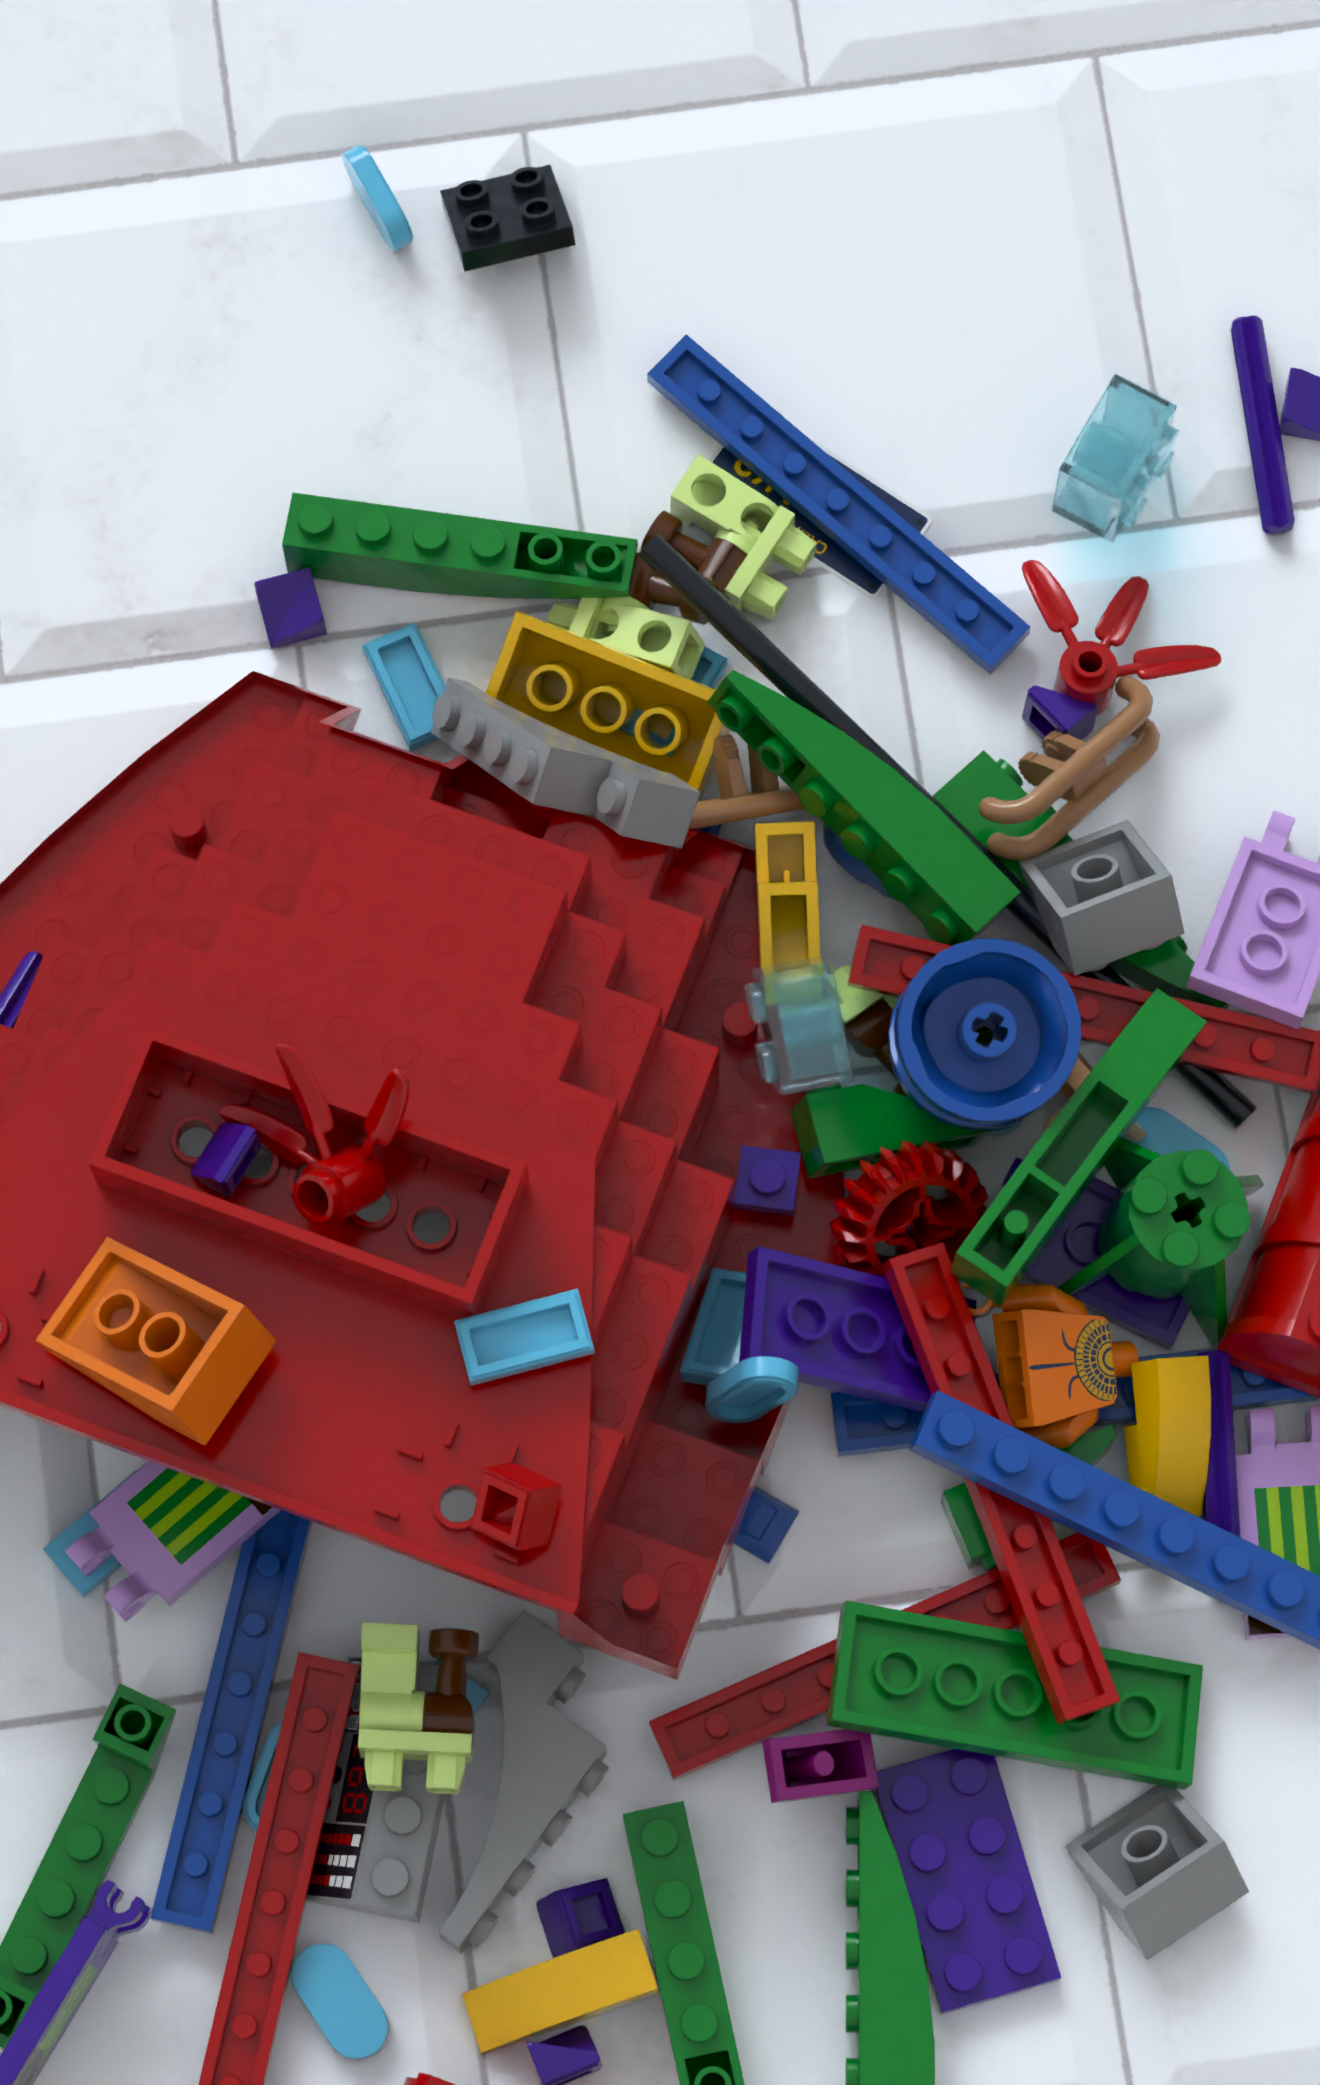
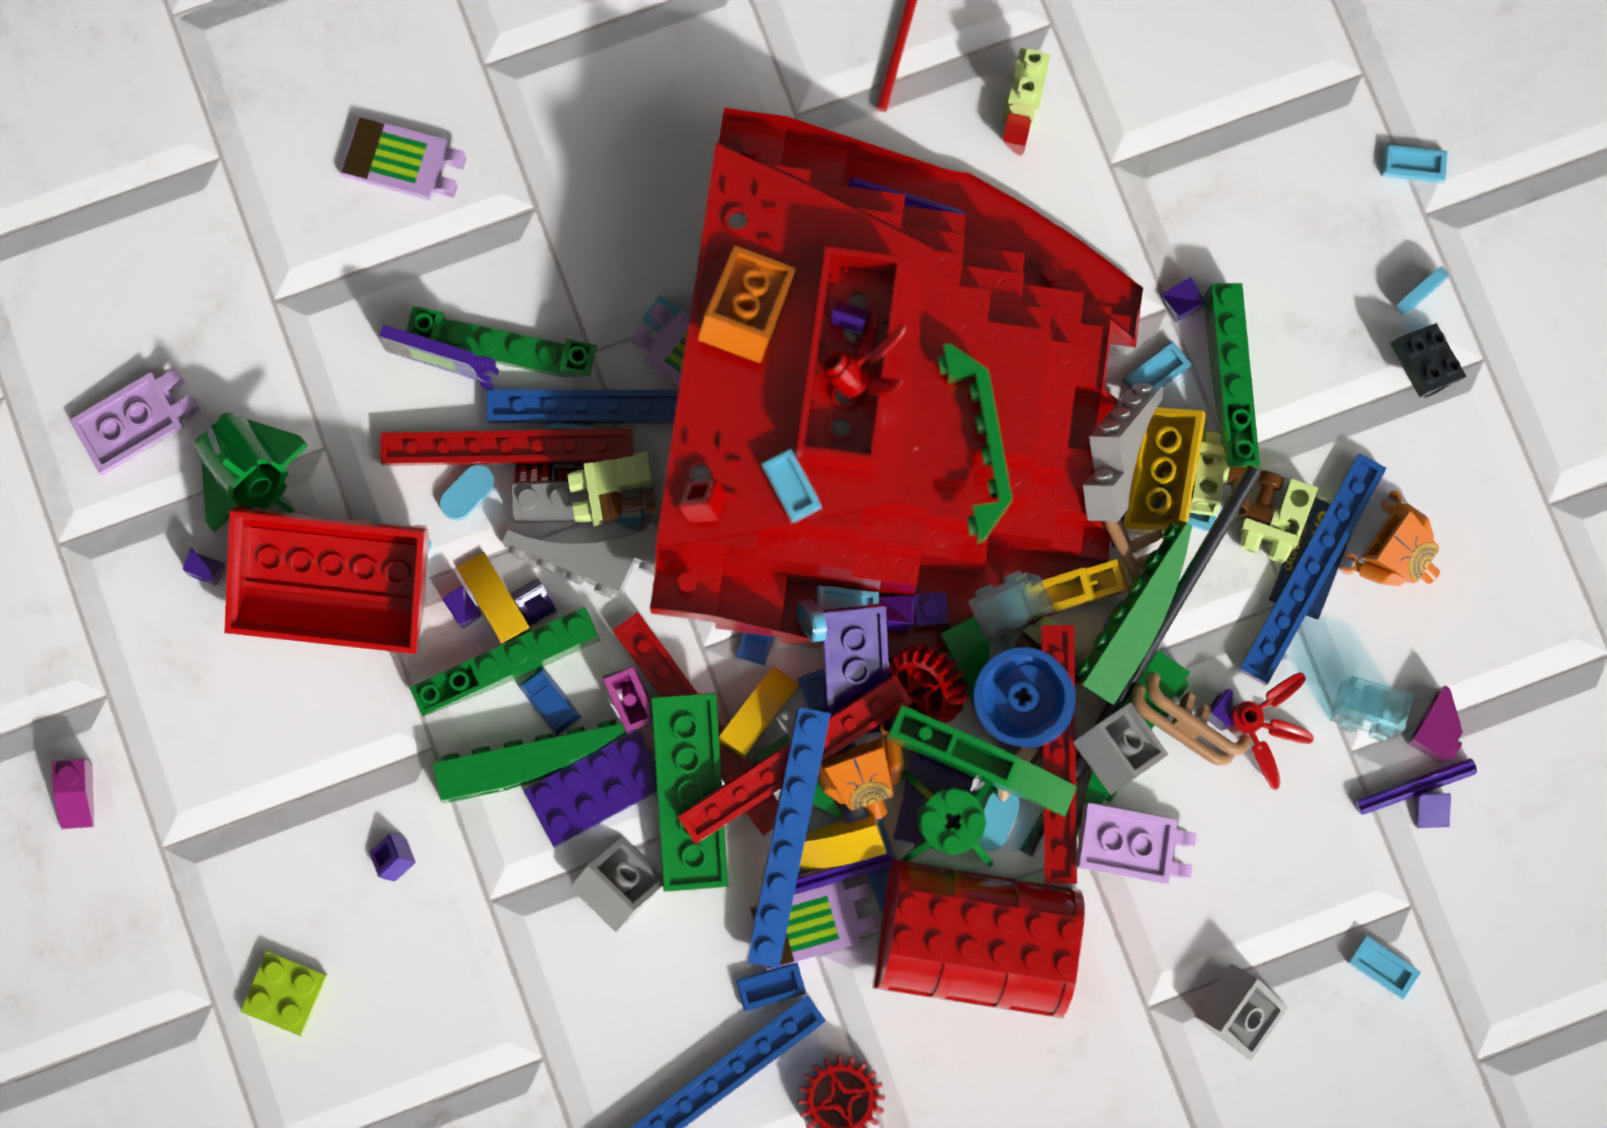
camera: 70 degrees right, 5 degrees up
(138, 158) = (1414, 163): none -> medium azure tile
(367, 983) = (960, 368): none -> green slope
(755, 1228) = (899, 612): none -> dark purple slope
(778, 1929) = (549, 701): none -> blue tile
(838, 344) = (1400, 549): none -> orange torso
(890, 1538) = (758, 712): none -> yellow slope
(1167, 358) = (1439, 728): none -> magenta slope

